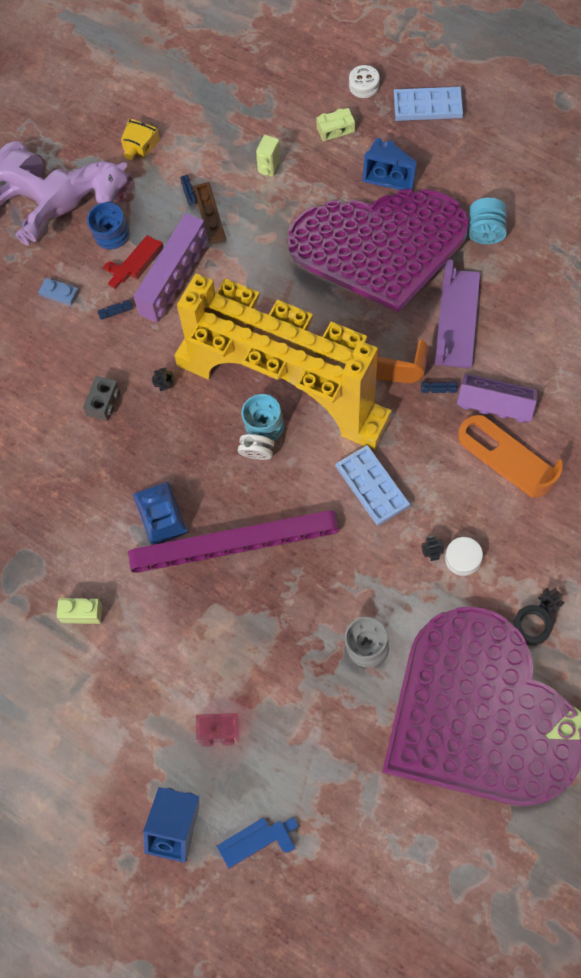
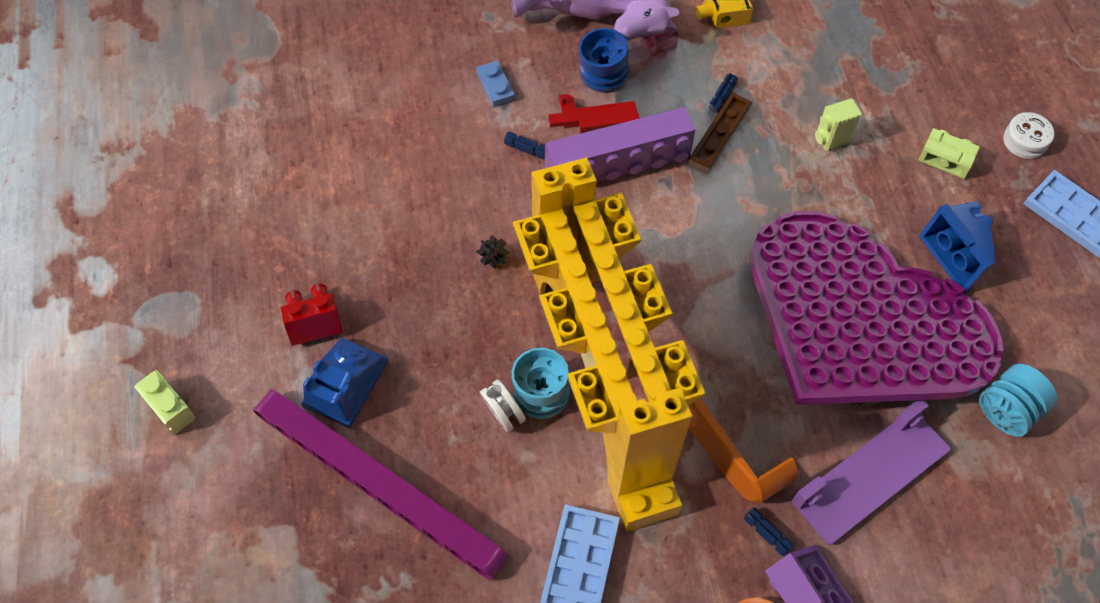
camera: 40 degrees right, 5 degrees down
(97, 397) = (415, 212): dark grey brick -> none
(107, 499) = (311, 317): none -> red brick

